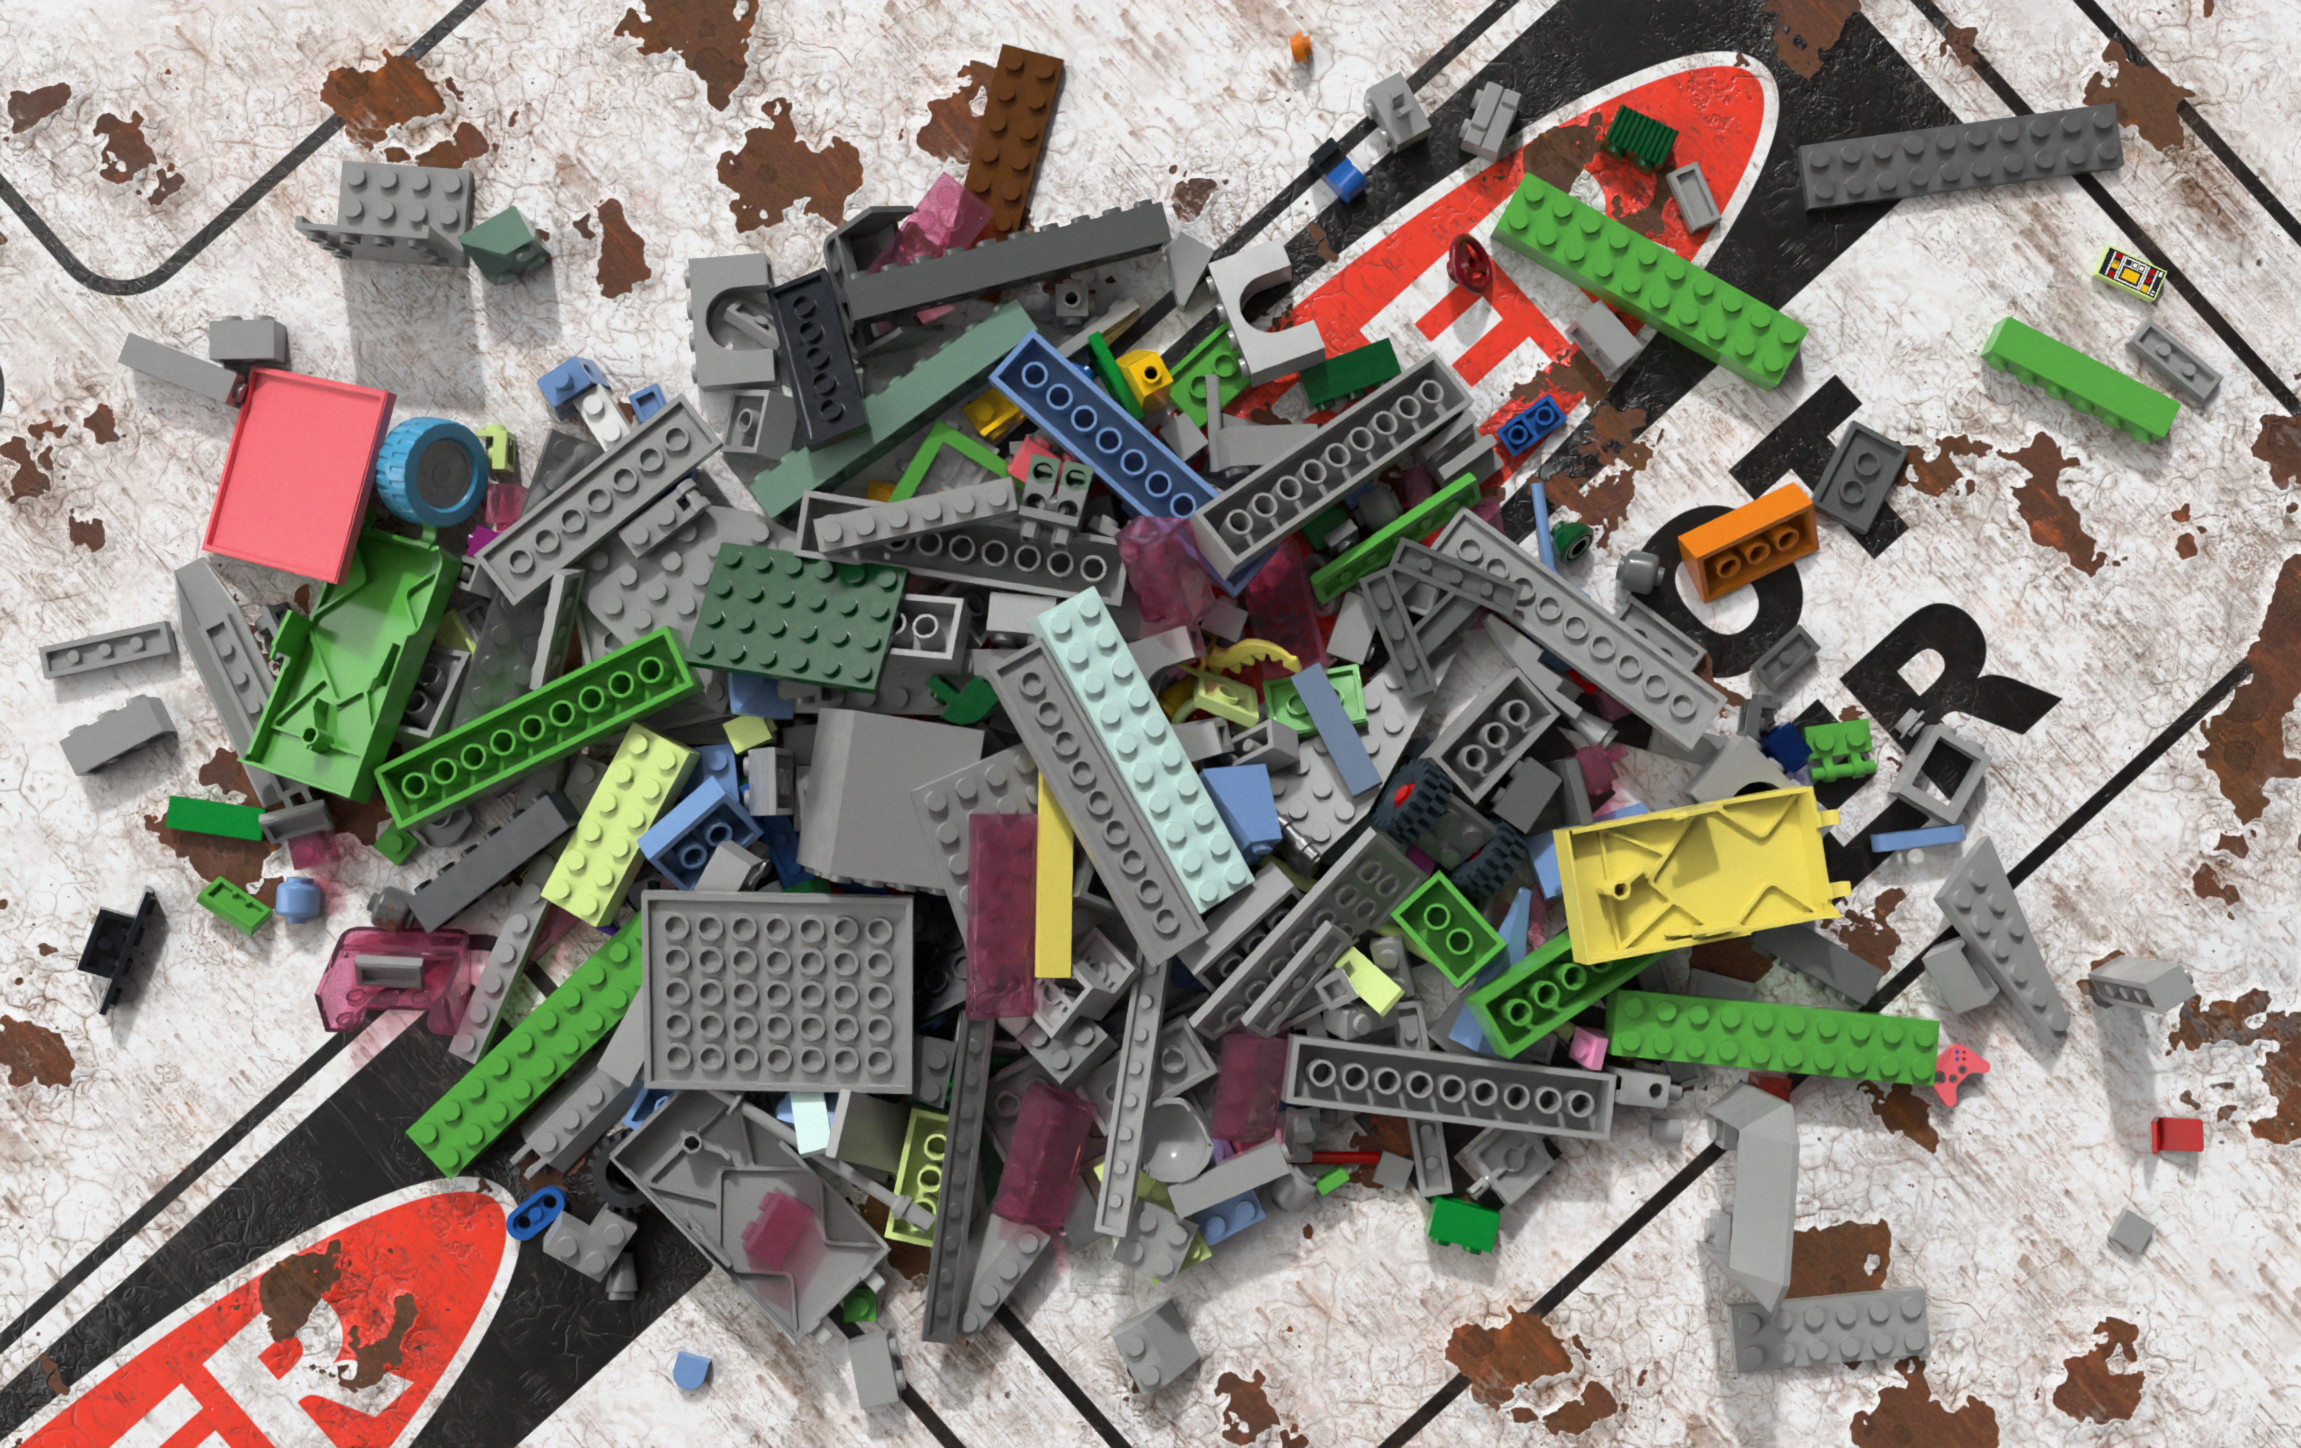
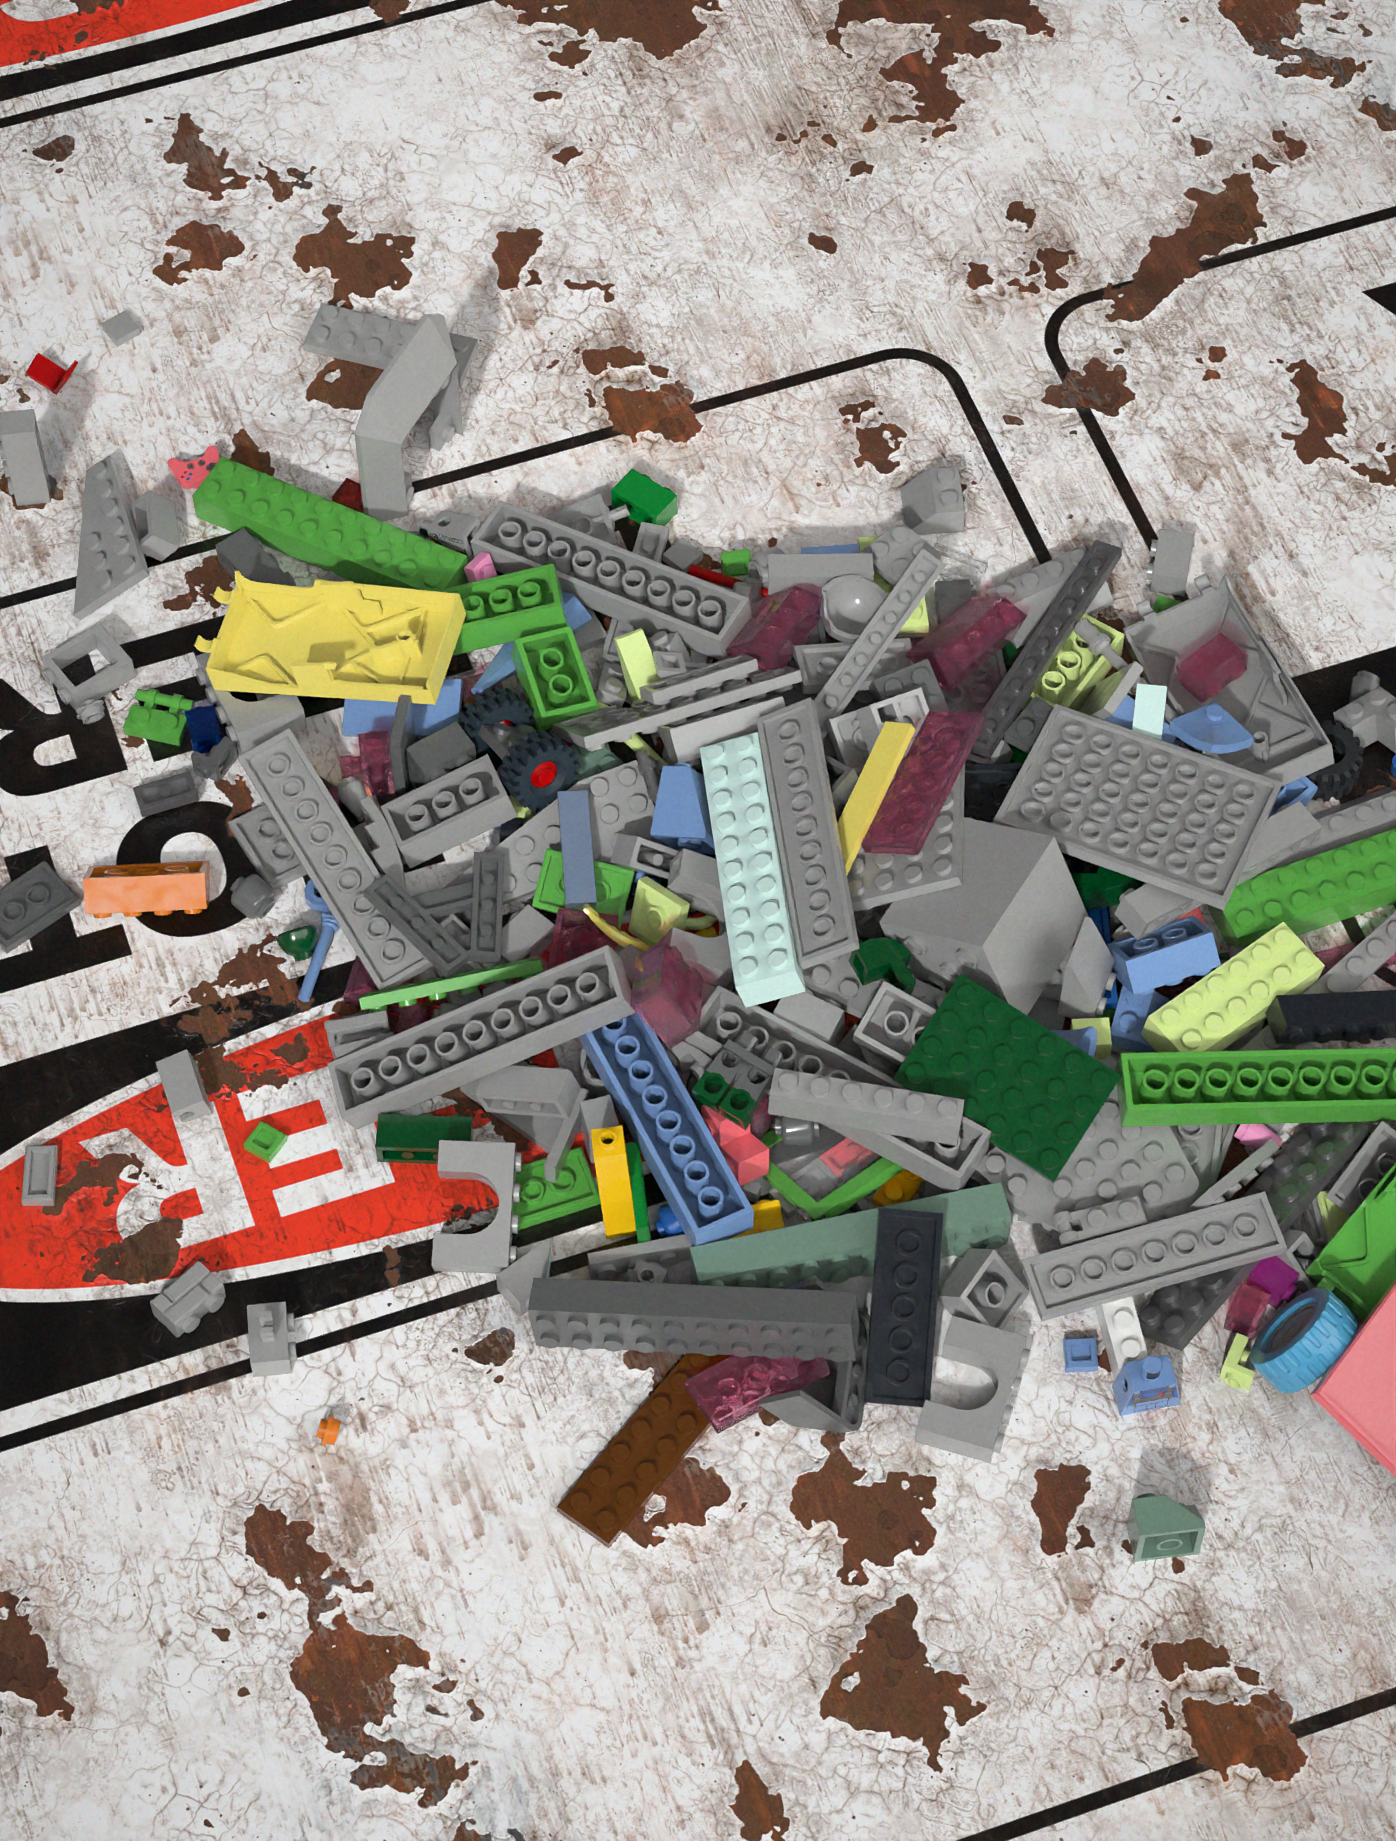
camera: 155 degrees left, 30 degrees down
(397, 215) = (1266, 1590): light grey bracket -> none
(690, 1370) = (1328, 614): medium blue tile -> none
(740, 1126) = (1211, 730): none -> medium blue plate
(754, 322) = (951, 1381): light grey plate -> none
(1337, 171) = (349, 1312): leg -> none
(1463, 264) = (277, 1186): dark red piece -> none
(1499, 317) = (265, 1142): none -> bright green tile
(1531, 425) = (278, 1048): blue slope -> none
(1638, 140) = (64, 1235): dark green brick -> none
(1649, 282) = (123, 1116): bright green brick -> none
(1665, 1130) = (442, 503): light grey hinge -> none
(1917, 837) = (135, 631): medium blue beam -> none

